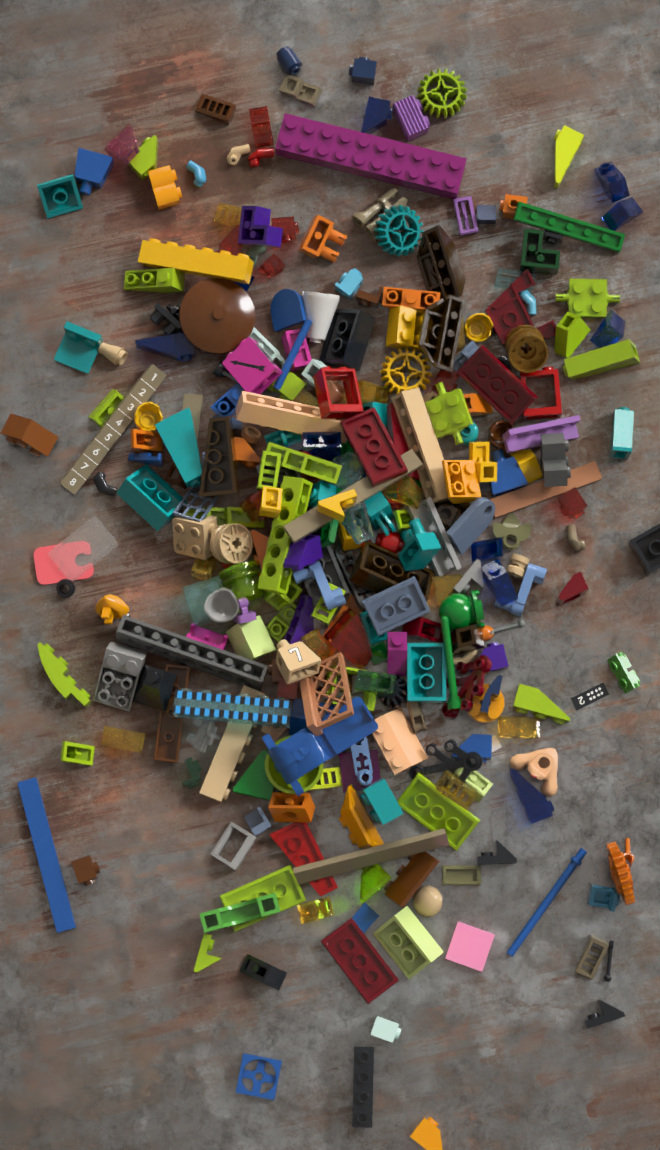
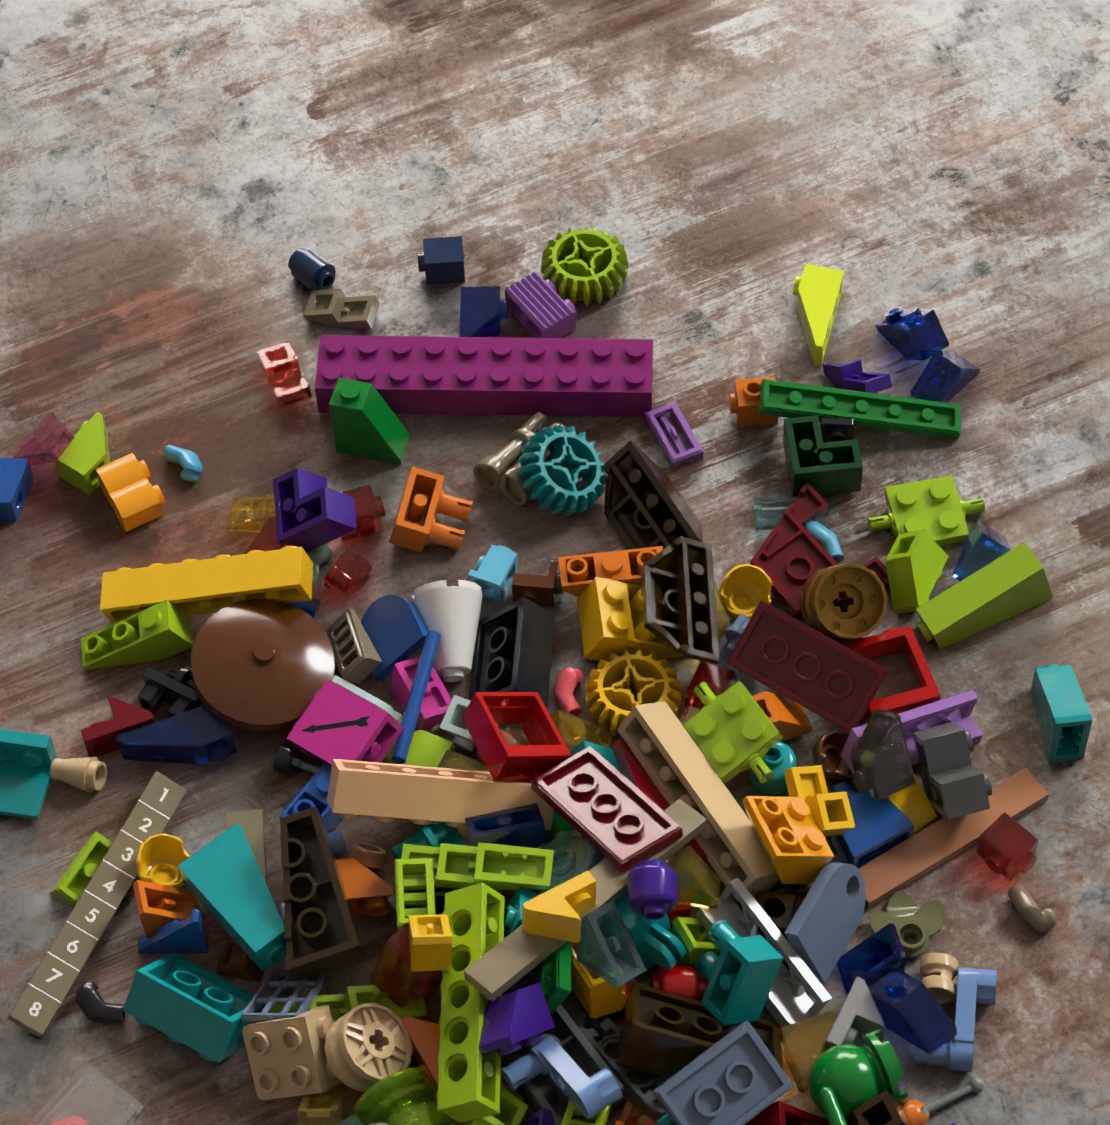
camera: 10 degrees left, 25 degrees down
(142, 332) = (101, 736): none -> dark red slope
(231, 108) = (209, 372): reddish brown slope -> none
(236, 152) = (248, 420): tan arm -> none
(258, 154) = (286, 414): red arm -> none
(271, 316) = (368, 658): none -> dark tan slope
(299, 177) = (365, 423): none -> green slope
(371, 360) = (563, 692): none -> coral arm
(385, 500) = (652, 889): none -> dark purple head
(486, 214) = (710, 426): dark blue slope -> none
(519, 448) = (882, 757): none -> clear smoke slope
(574, 205) = (851, 377): none -> dark purple slope
(574, 589) = (1061, 992): dark red tile -> none

